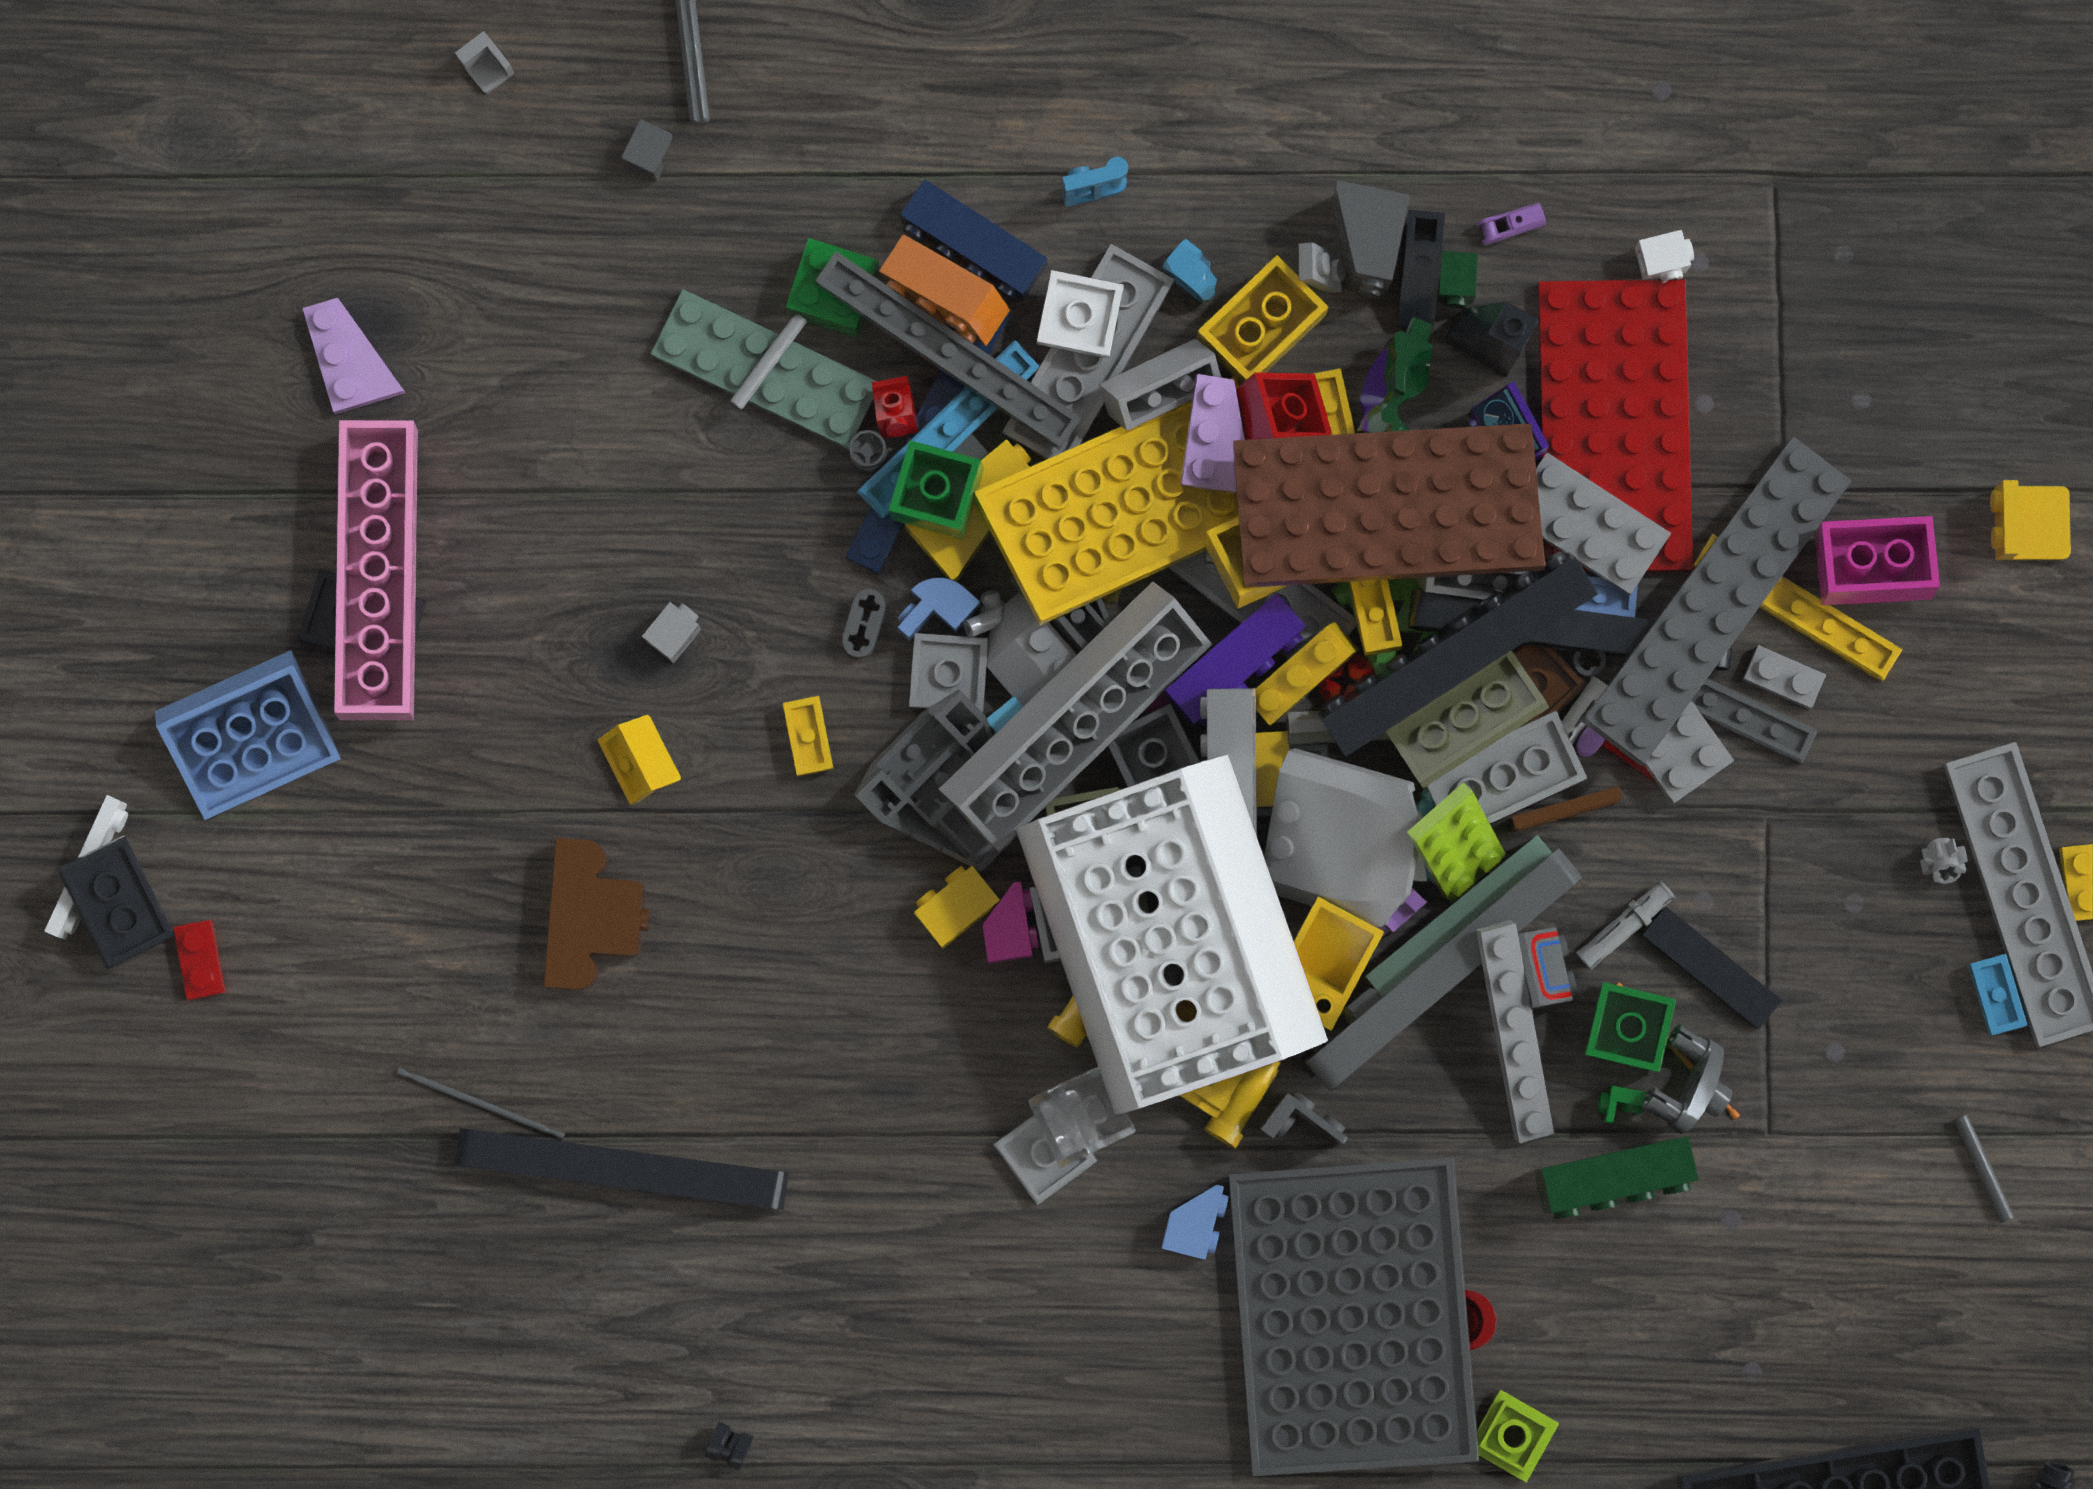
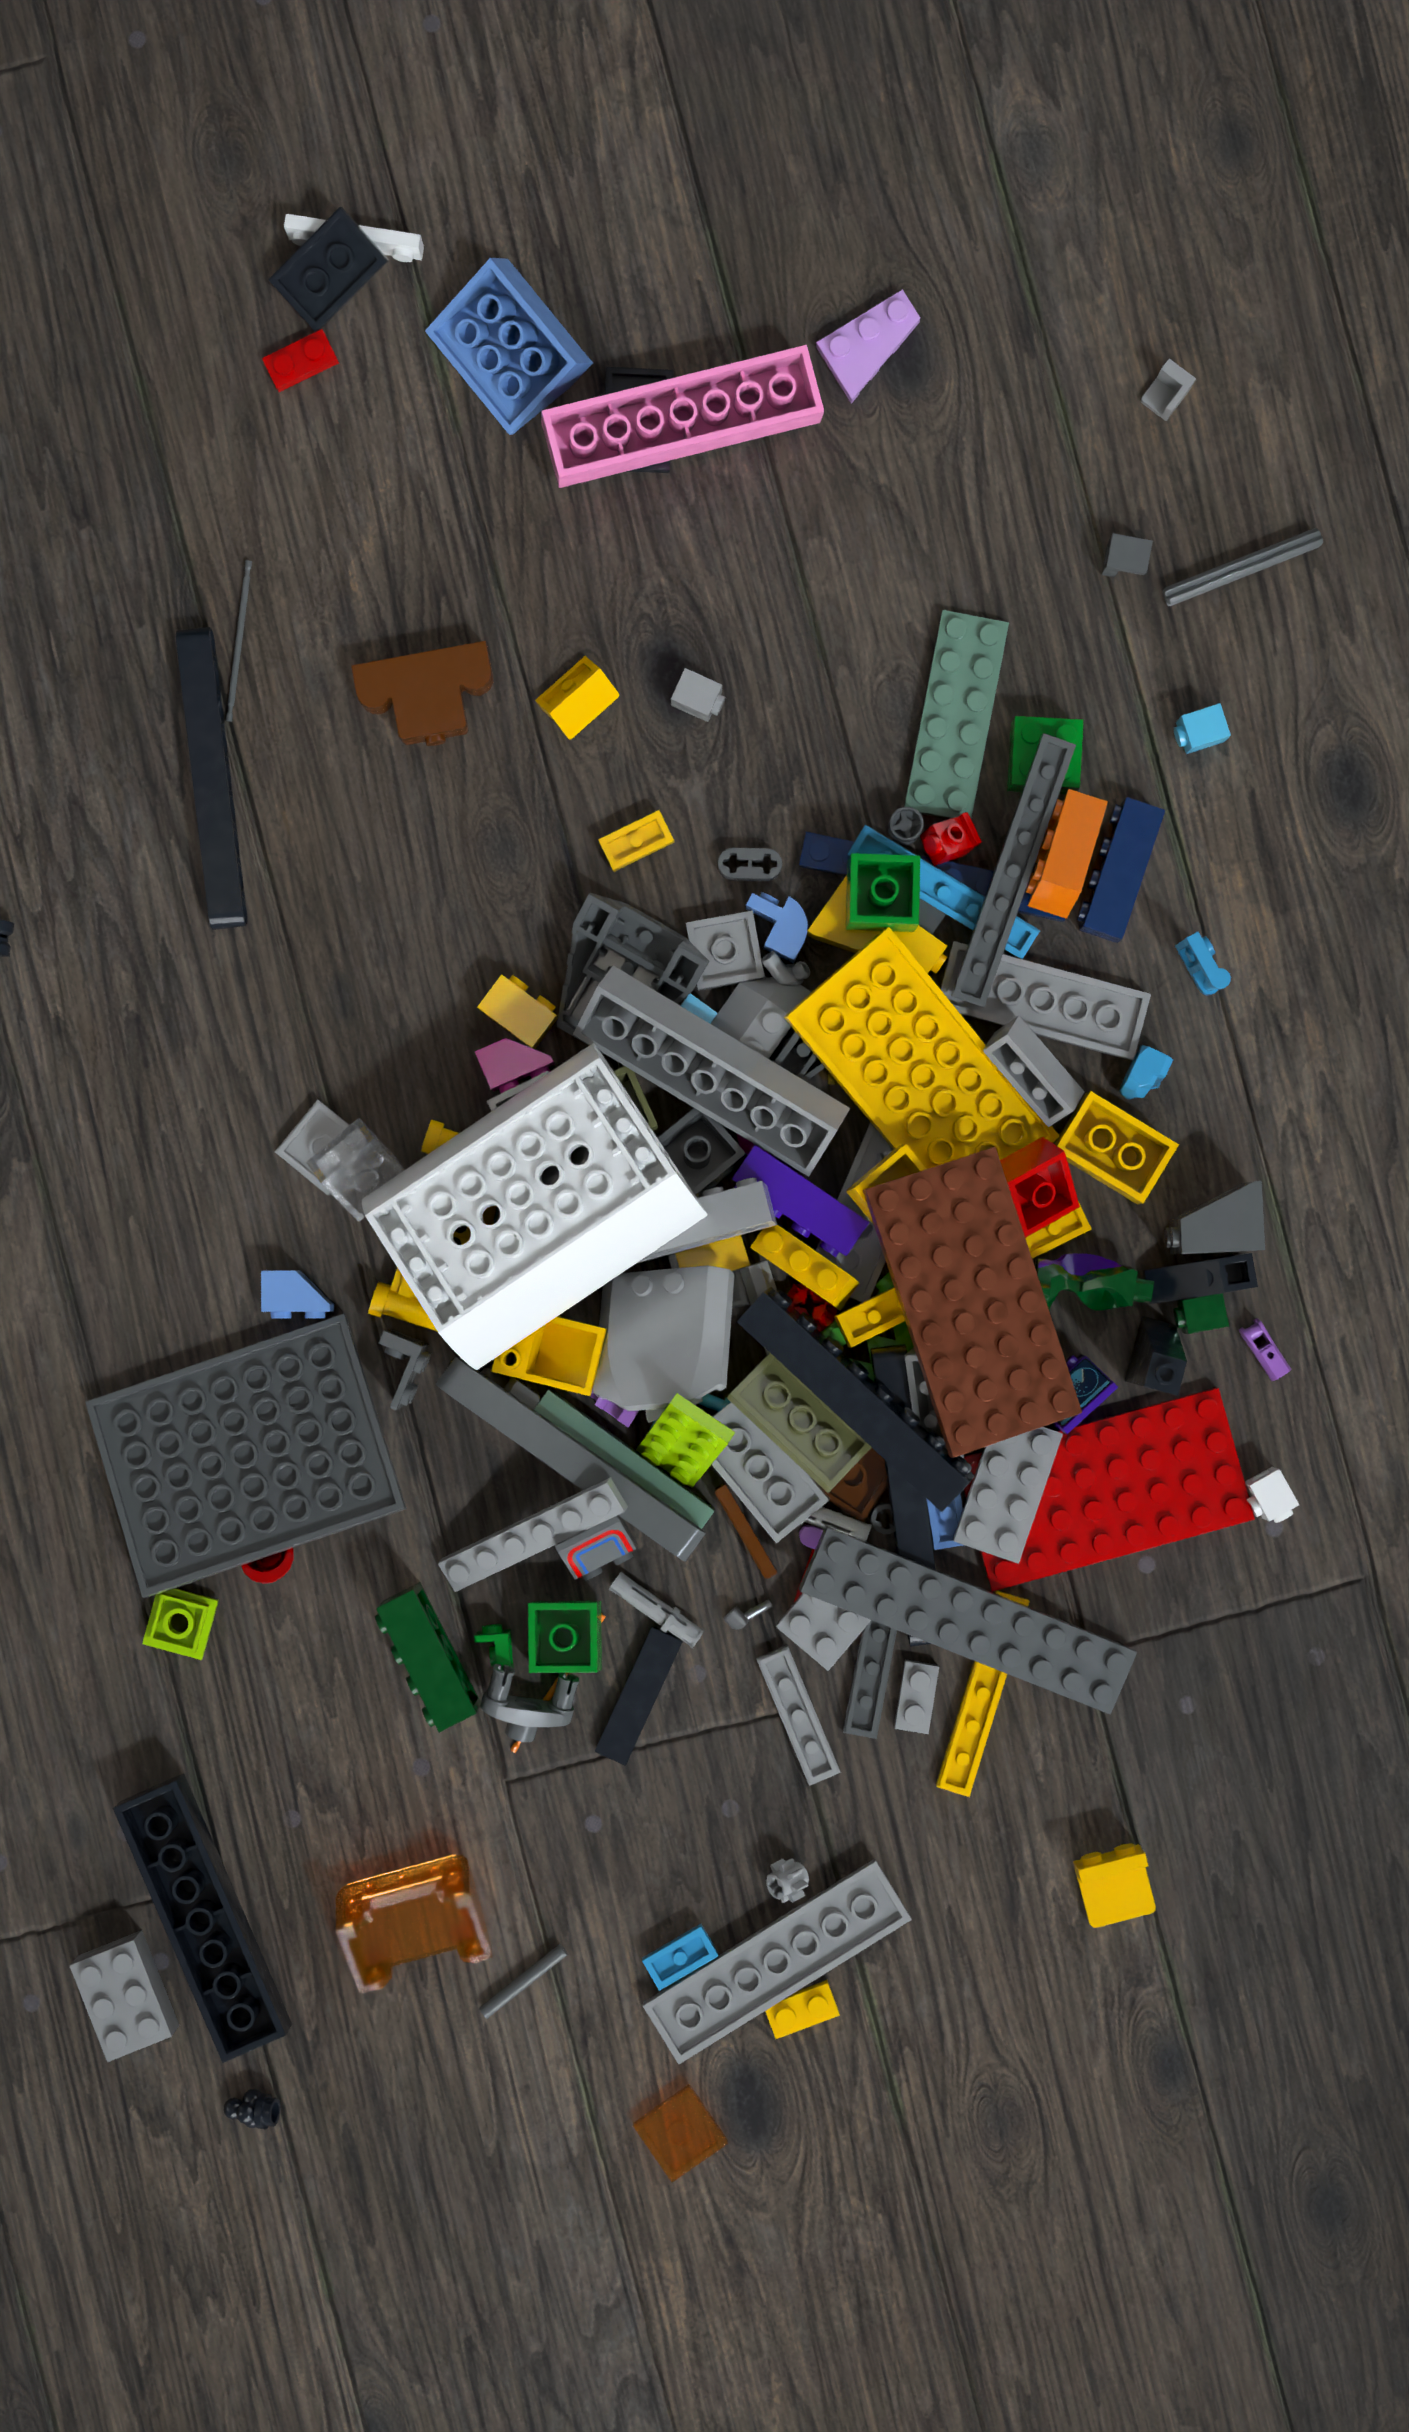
camera: 75 degrees right, 5 degrees up
(768, 361) = (962, 715): light grey bar -> none
(848, 120) = (1201, 729): none -> medium azure brick
(1080, 314) = (1078, 982): white plate -> none
(1210, 435) = (999, 1126): lavender wing -> none
(1320, 268) = (1178, 1187): light grey plate -> none
(1657, 842) = (738, 1620): none -> flat silver hand
(1773, 805) = (798, 1715): none -> light grey tile
(1877, 560) = (1042, 1755): dark pink brick -> none
(1888, 1267) = (410, 1918): none -> clear orange windscreen

